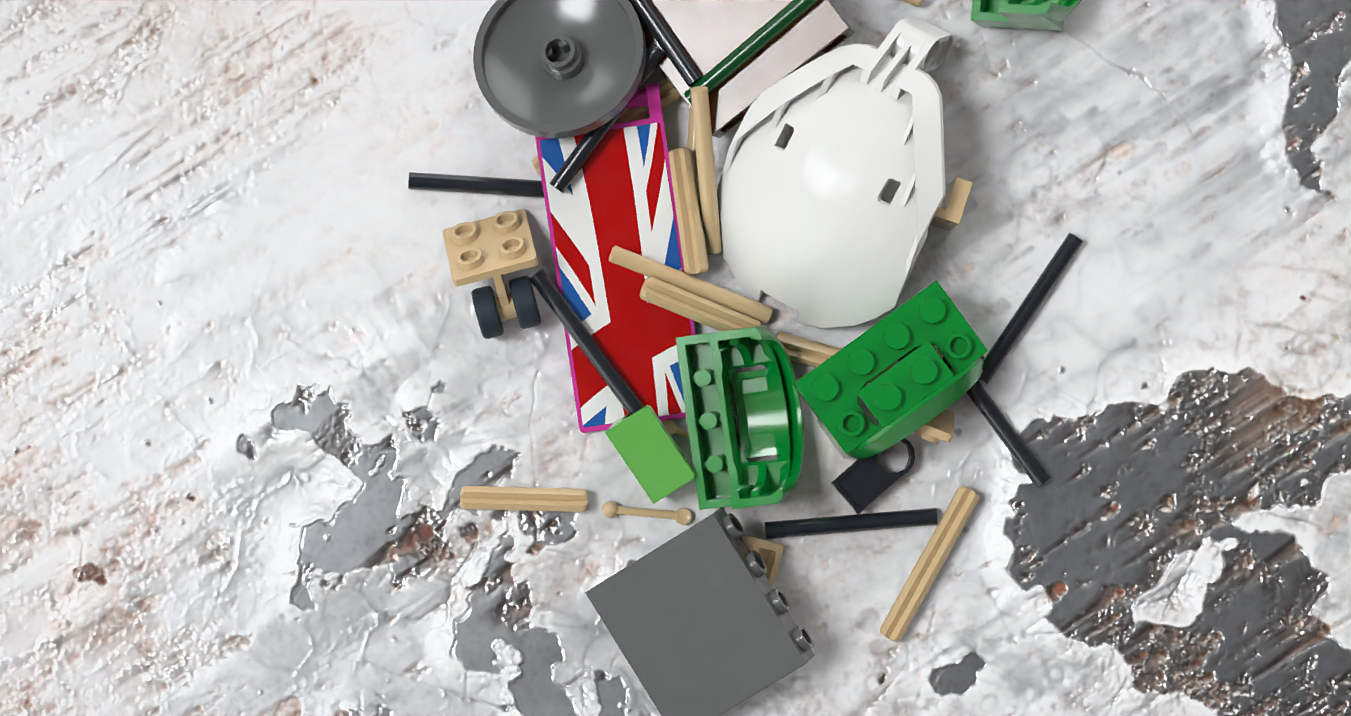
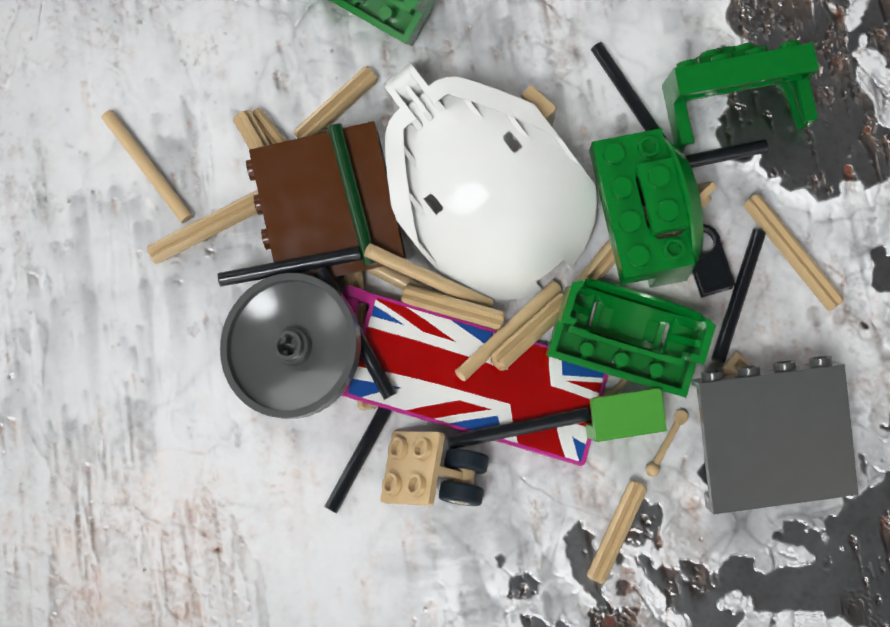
camera: 65 degrees left, 10 degrees down
(1122, 436) = (741, 69): none -> green piece

